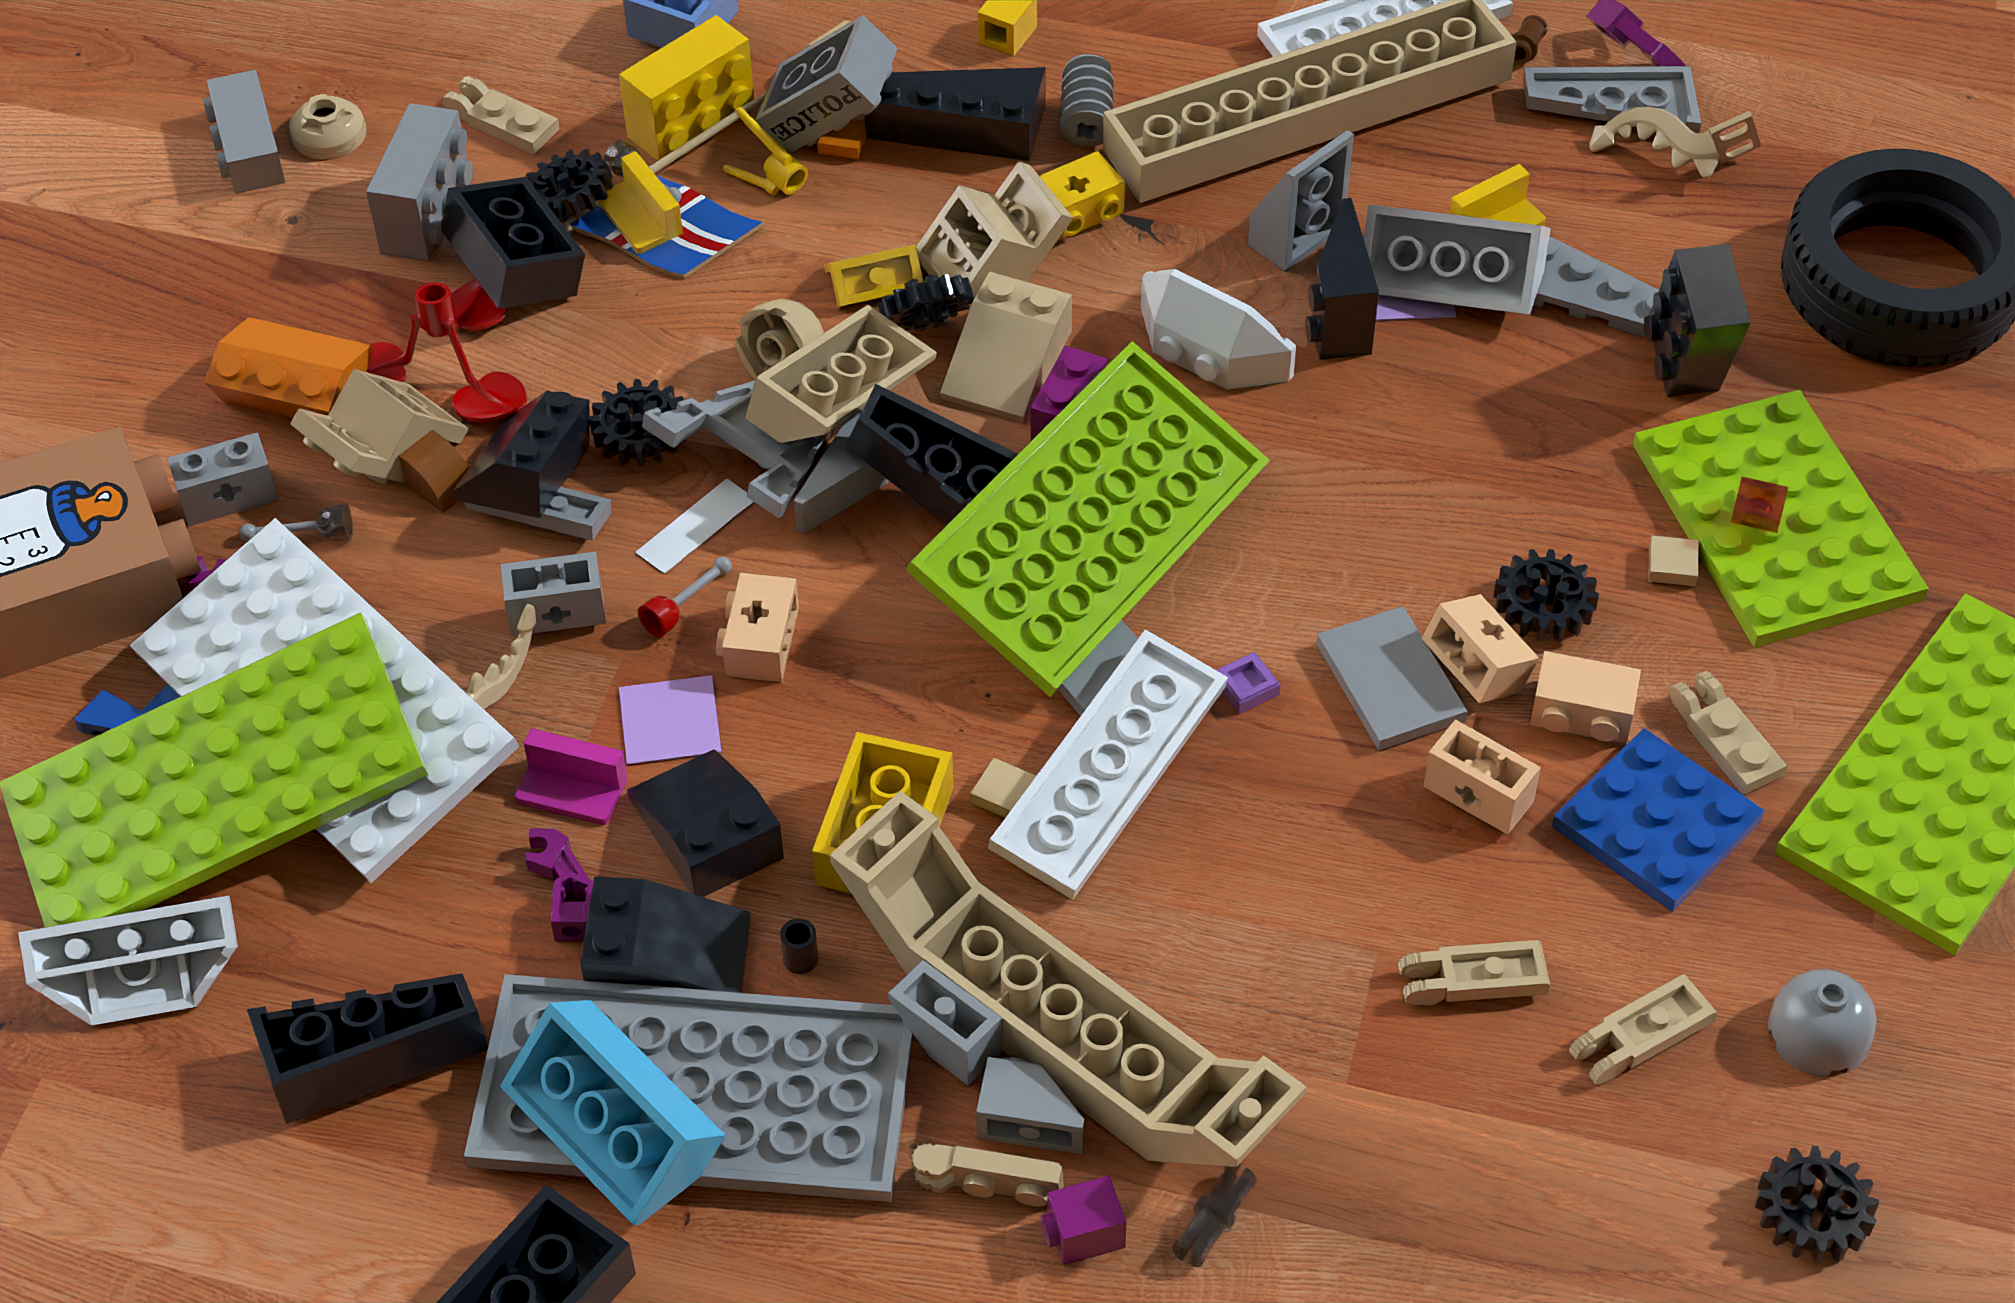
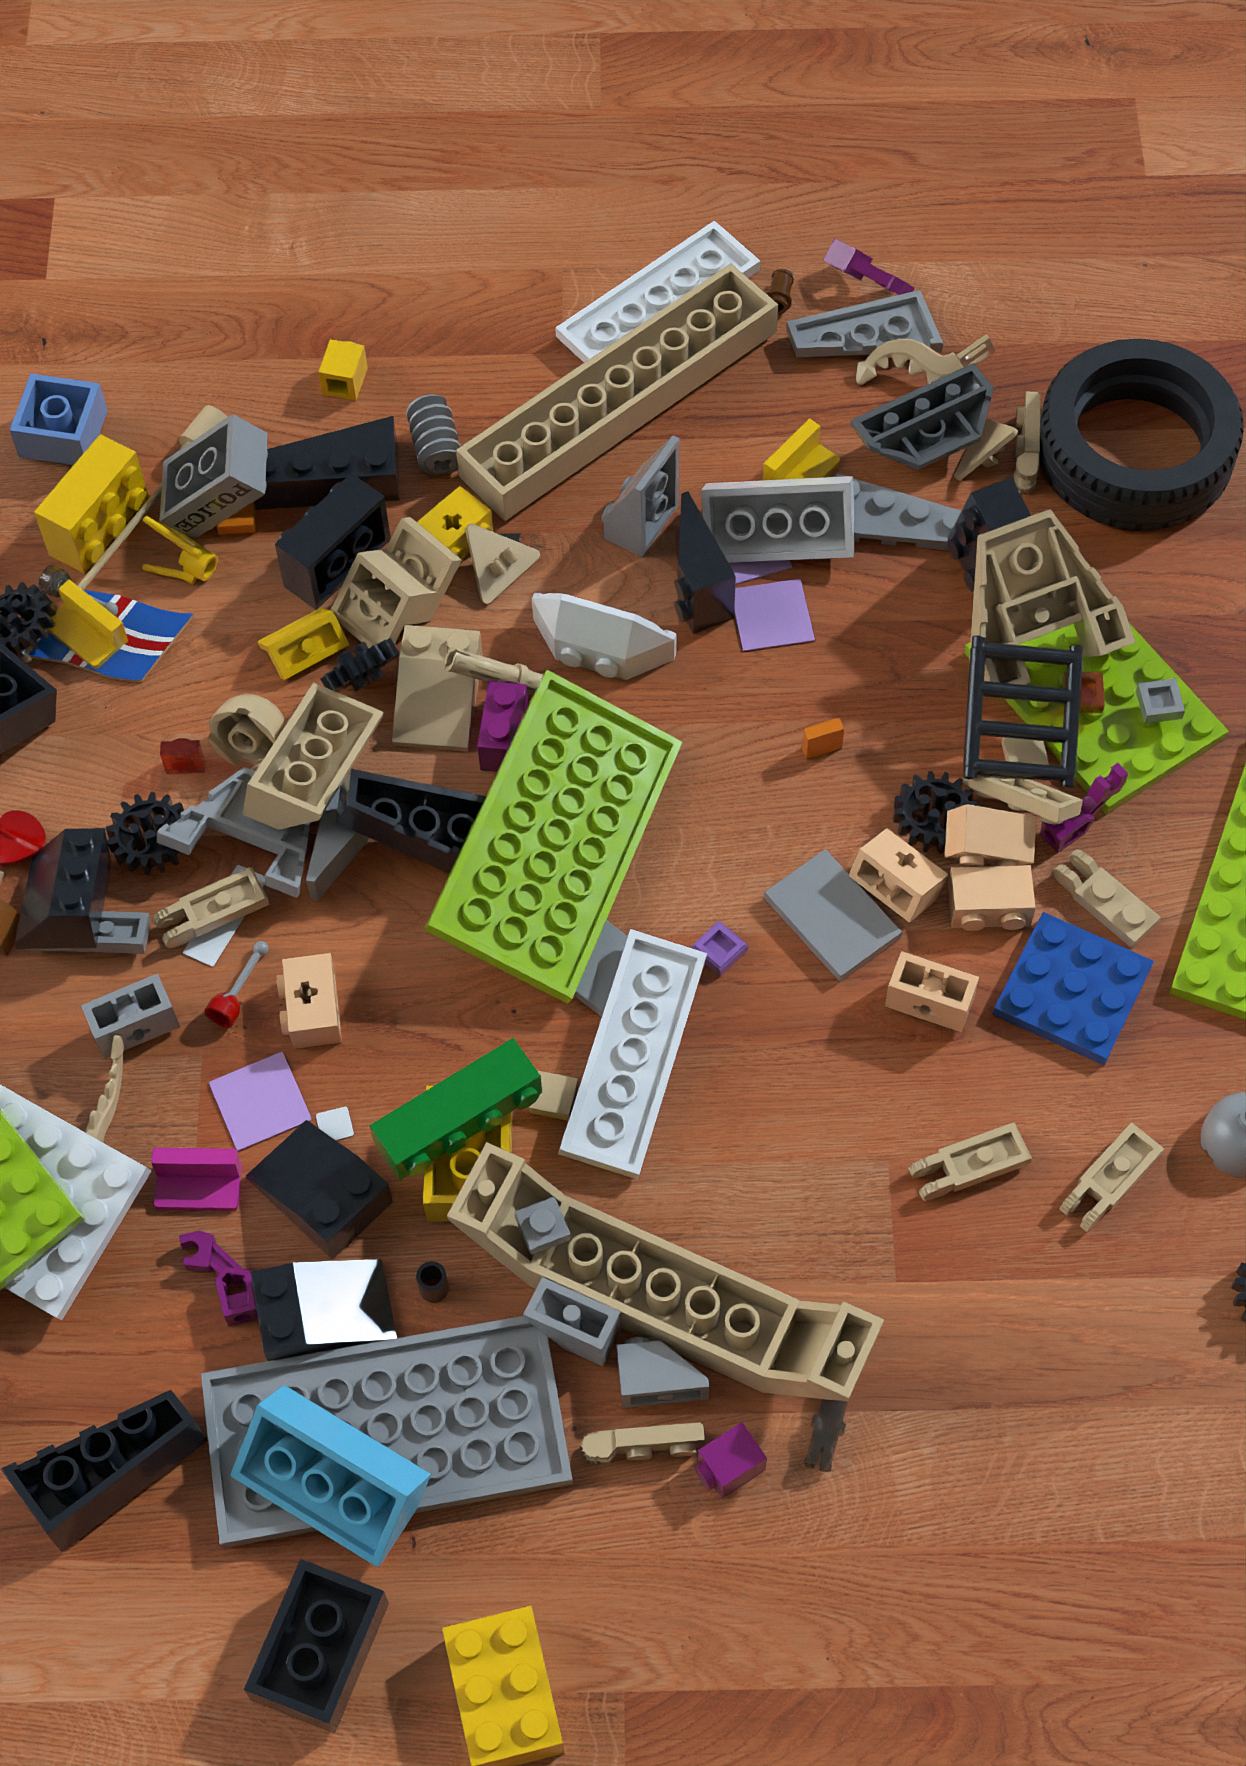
camera: 15 degrees left, 10 degrees up
(680, 510) = (211, 907): none -> tan hinge
(701, 355) = (182, 756): none -> clear red plate
(747, 761) = (335, 1123): none -> white sticker
(881, 757) = (457, 1109): none -> green brick
(922, 172) = (325, 542): none -> black brick
(939, 902) = (542, 1225): none -> light grey plate
(1064, 330) = (490, 669): none -> tan pin
(1117, 237) = (496, 561): none -> tan piece
(1417, 359) = (772, 615): none -> lavender piece
(1435, 491) = (822, 738): none -> orange tile
(1600, 626) = (989, 837): none -> light nougat brick
(1654, 594) = (1028, 796): none -> tan plate
(1659, 192) = (929, 420): none -> dark grey wedge
(1710, 639) = (1102, 789): none -> magenta piece
(1725, 542) = (977, 727): none -> black bar
(1726, 369) = (1036, 583): none -> tan wedge
(1727, 230) = (993, 439): none -> tan piece
(1770, 245) = (1028, 443): none -> tan hinge
(1850, 533) = (1160, 701): none -> light grey plate

